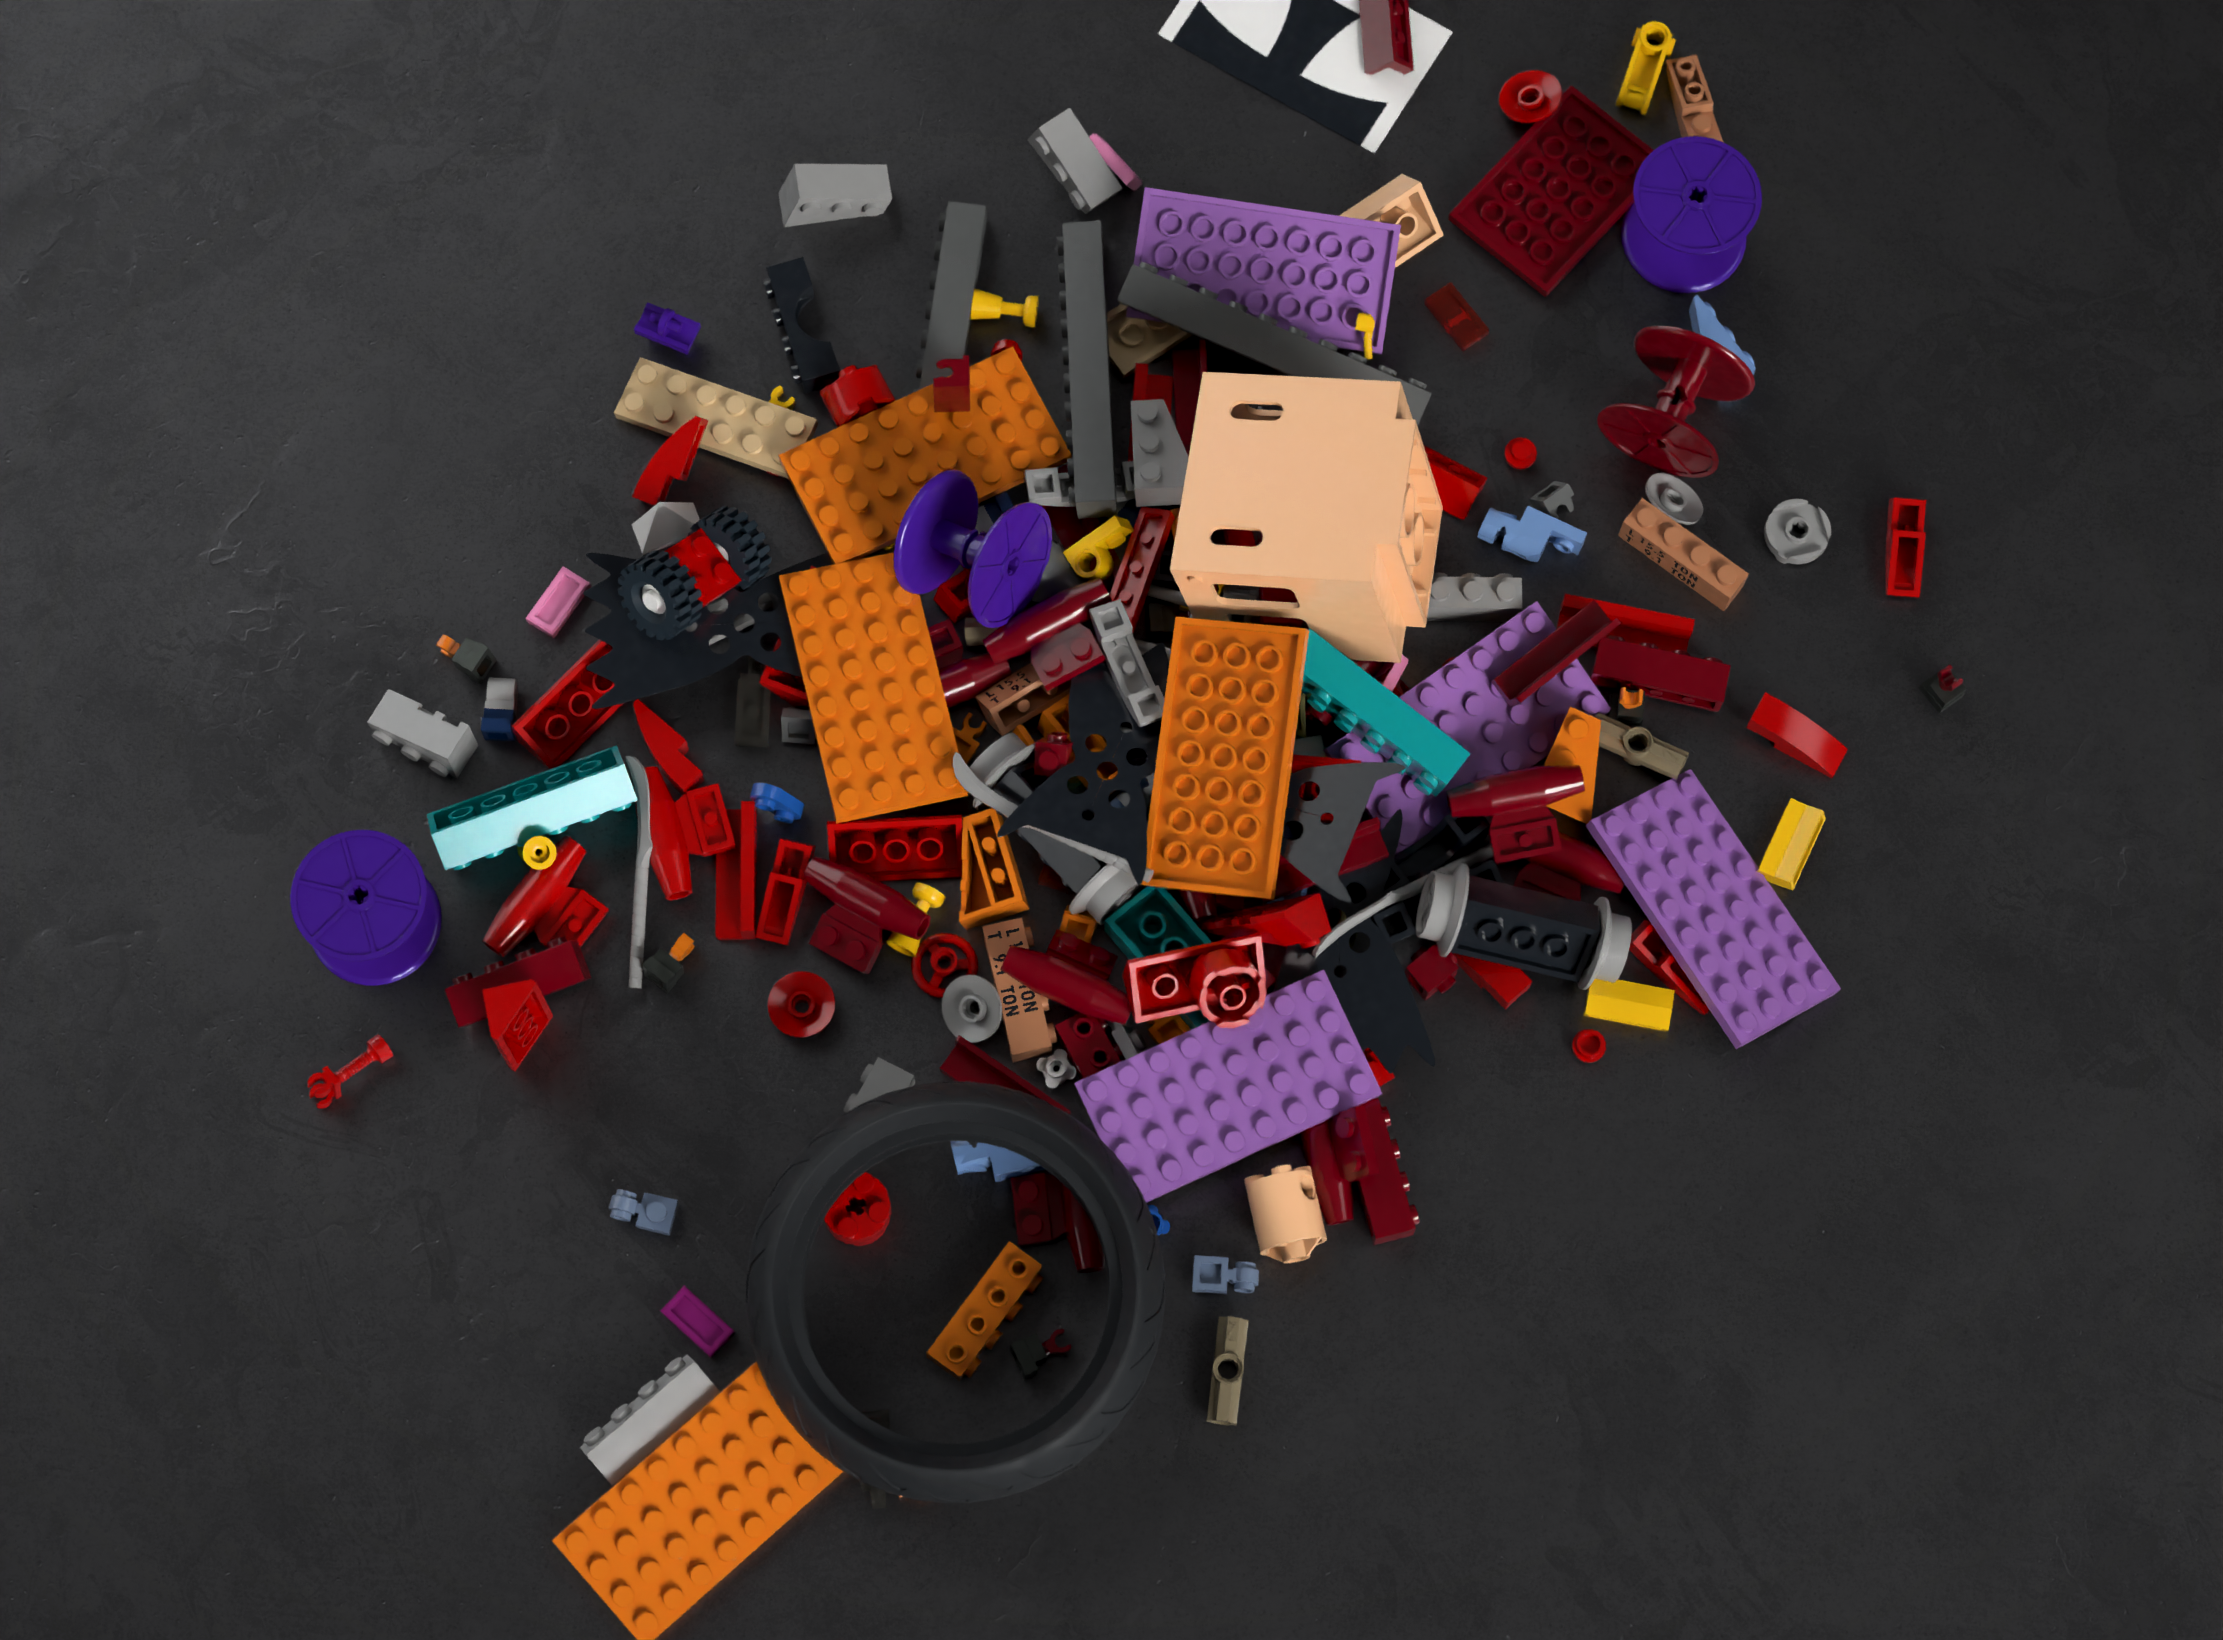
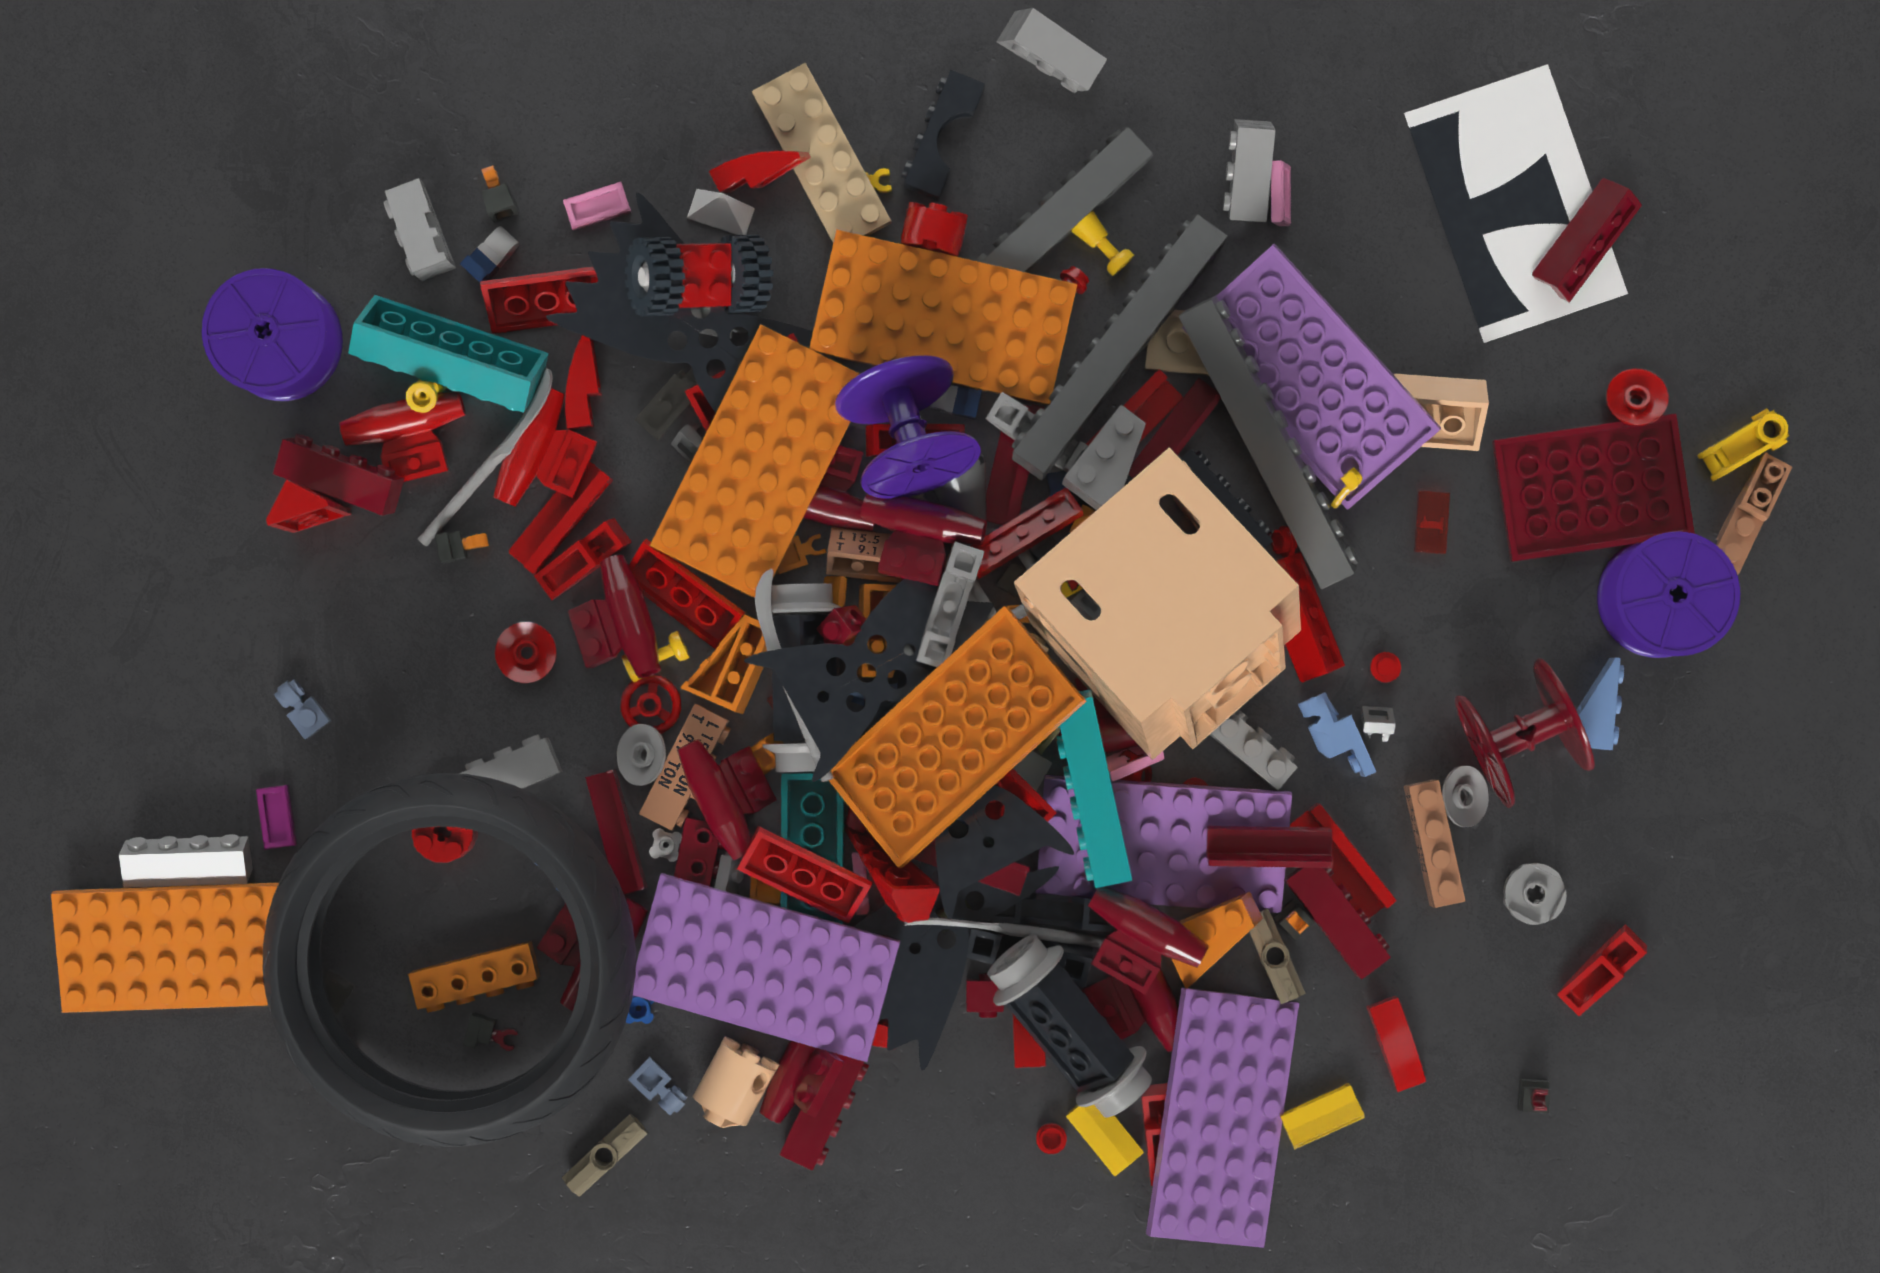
camera: 45 degrees right, 15 degrees up
(376, 1051) = (207, 441): red bar -> none
(667, 328) = (841, 57): dark purple hips -> none
(777, 801) = (620, 486): blue plate -> none
(953, 392) = (1002, 288): dark red hinge -> none
(1096, 544) = (1008, 494): yellow plate -> none
(1227, 987) = (815, 903): red brick -> none

